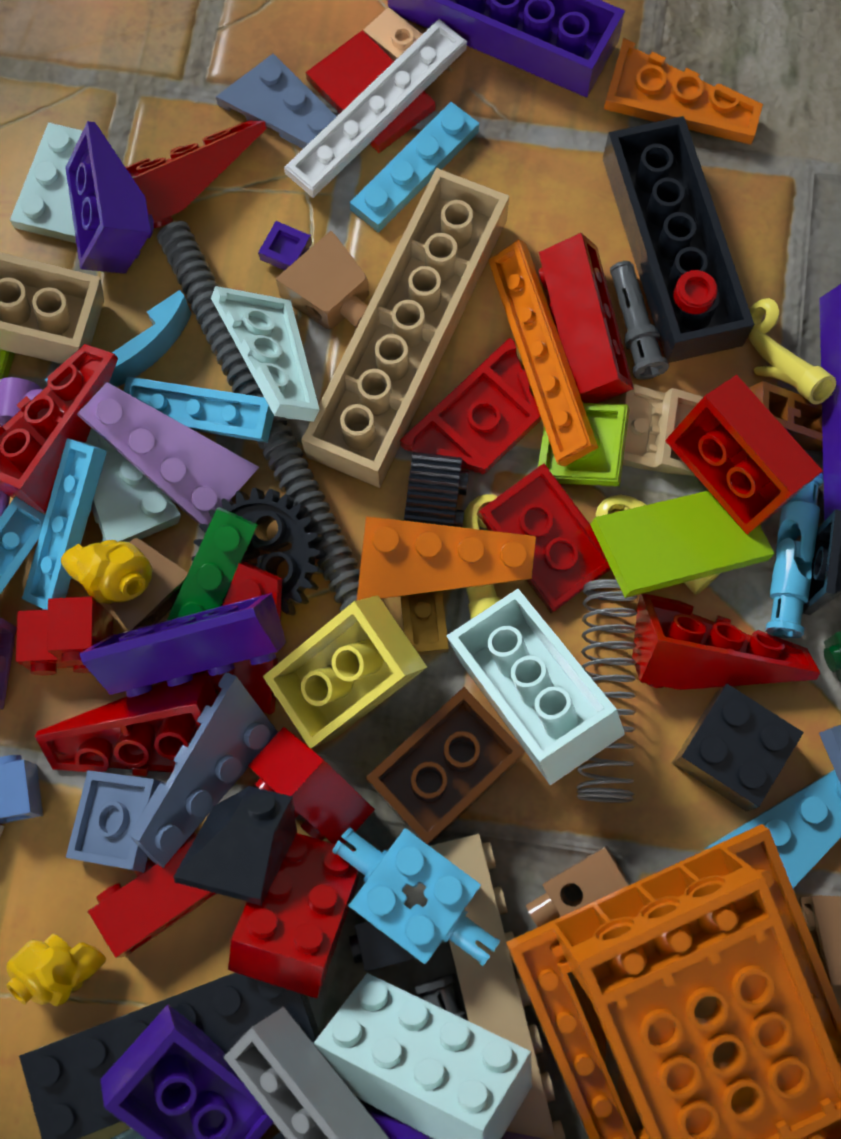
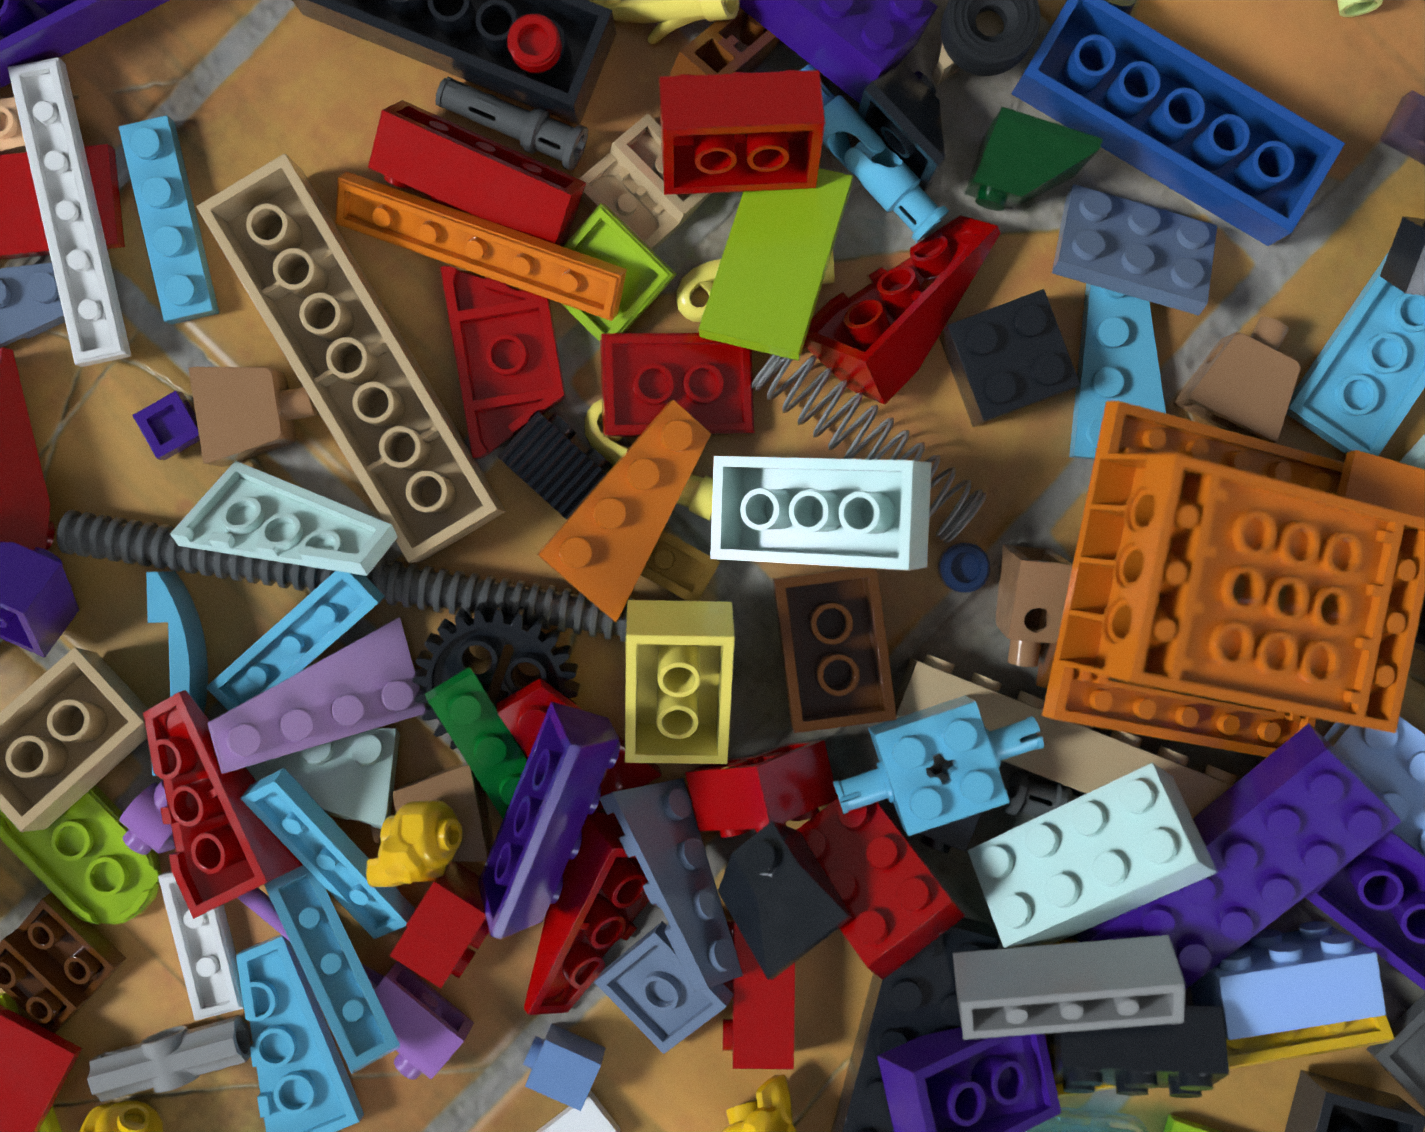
camera: 55 degrees left, 15 degrees up
(569, 827) = (964, 567): none -> dark blue tile

